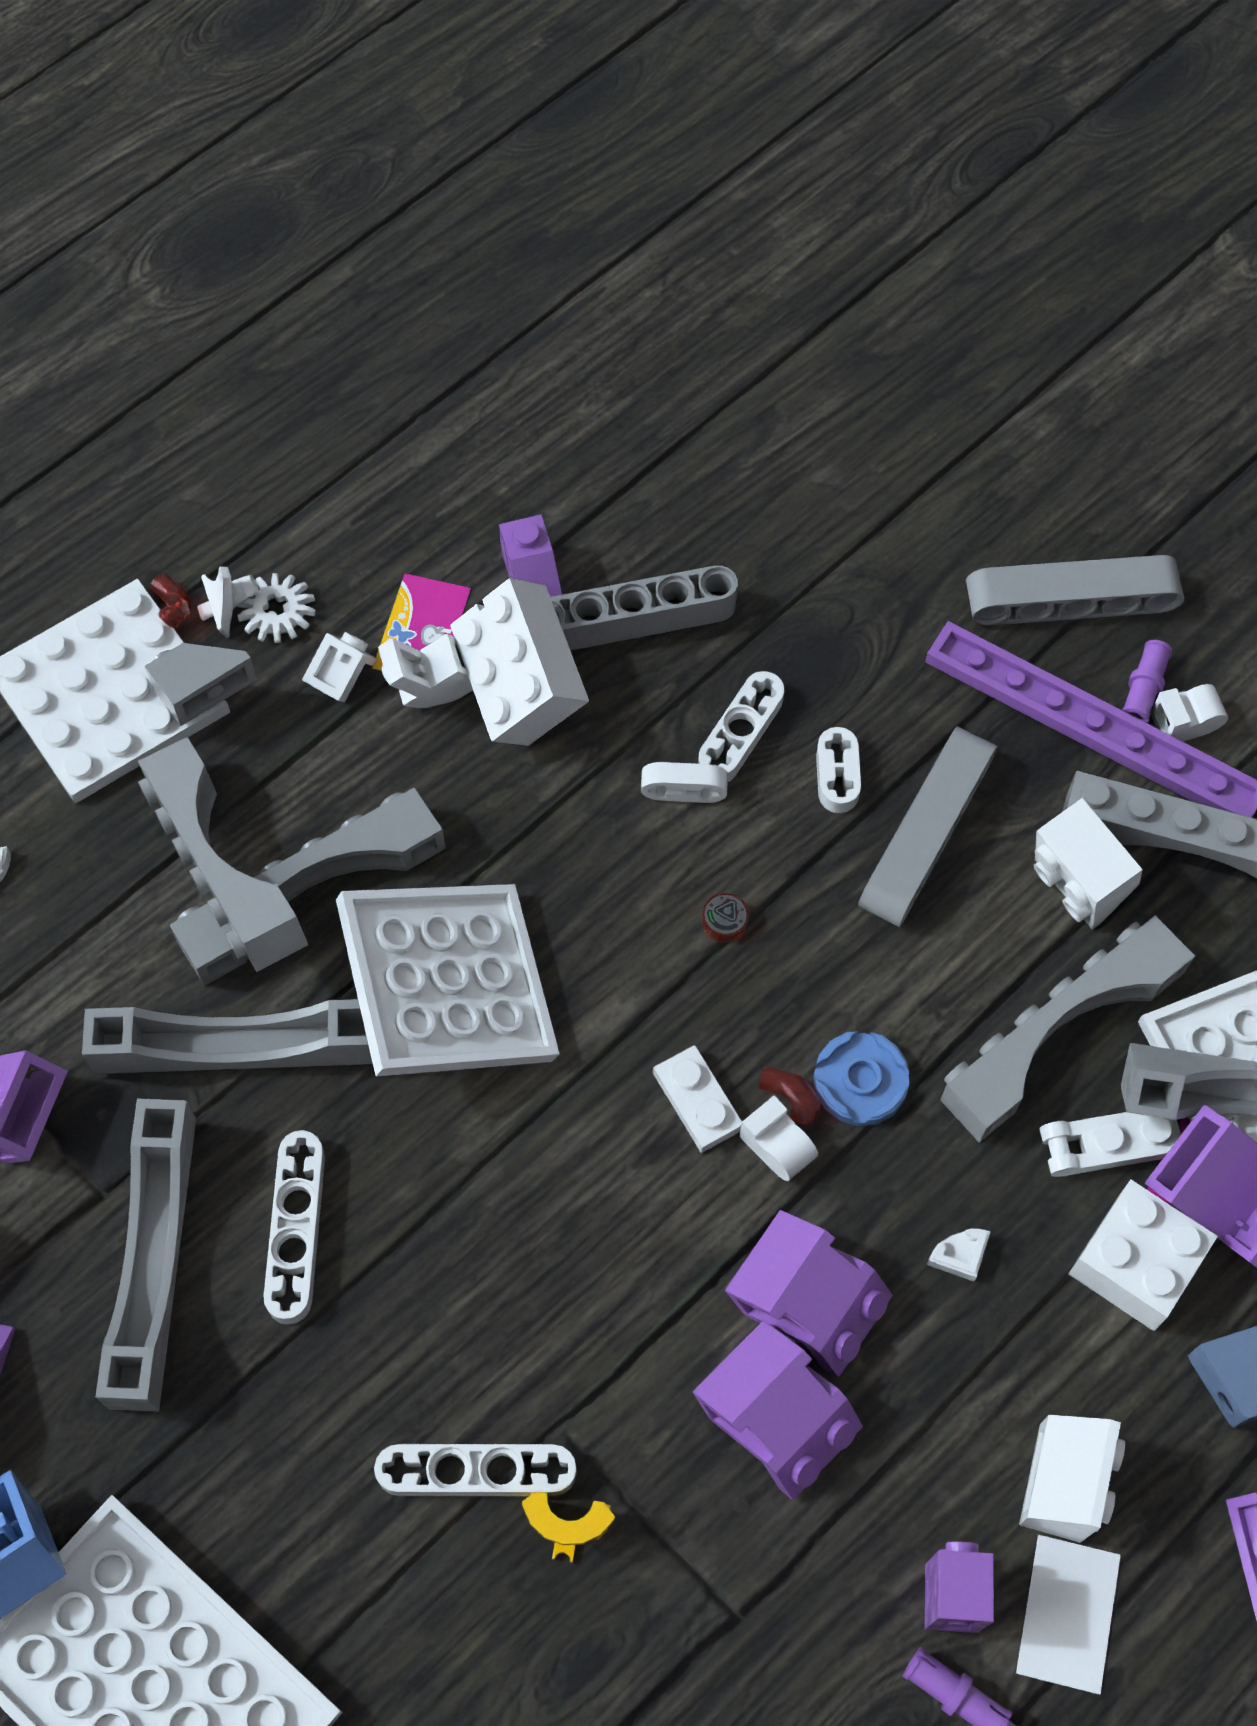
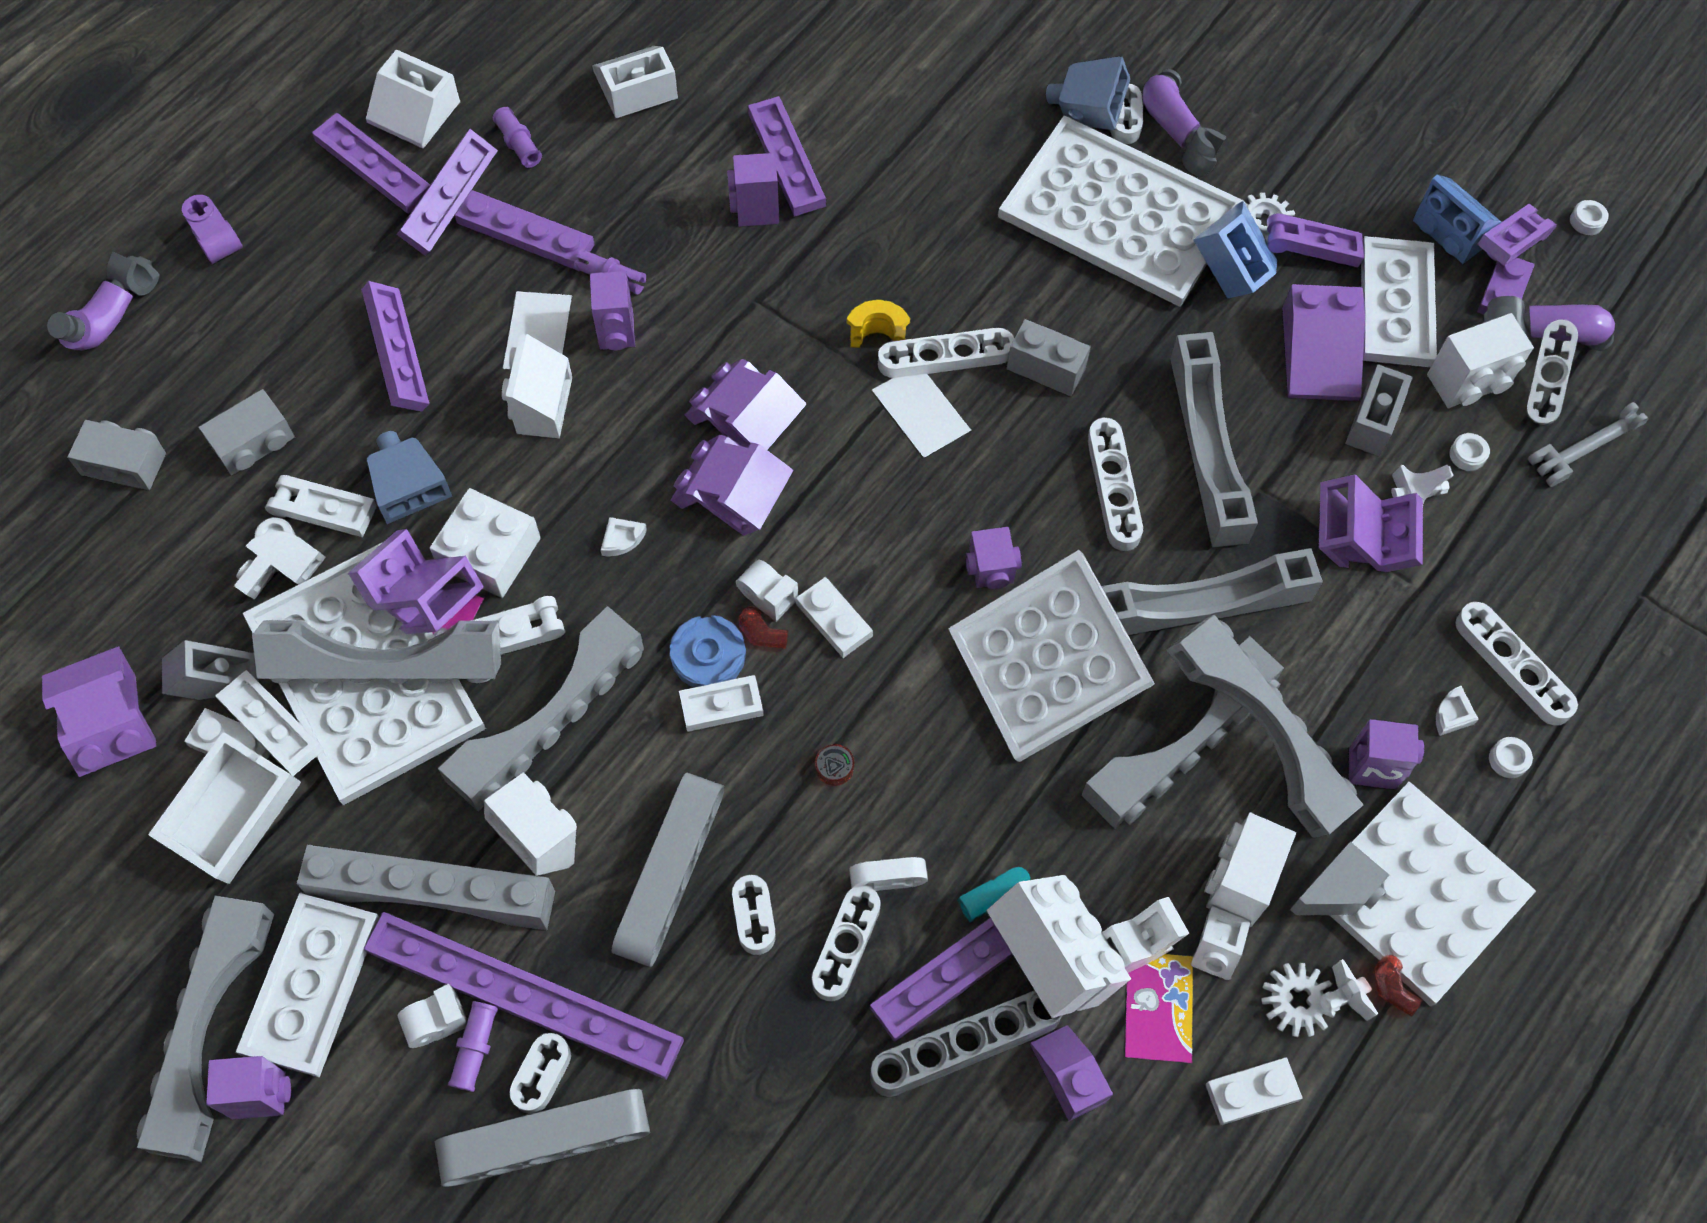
camera: 170 degrees right, 0 degrees up
(92, 807) = (1384, 754): none -> medium lavender brick
(288, 711) = (1249, 867): none -> white brick
(334, 1423) = (1048, 357): none -> light grey brick
(351, 536) = (1253, 1091): none -> white plate
(483, 1135) = (993, 558): none -> medium lavender brick
(529, 1386) = (921, 412): none -> white sticker
(570, 750) = (983, 897): none -> teal bar
(647, 674) = (941, 980): none -> medium lavender plate
(852, 1004) = (721, 703): none -> white plate
(1083, 656) = (531, 1069): none -> white beam

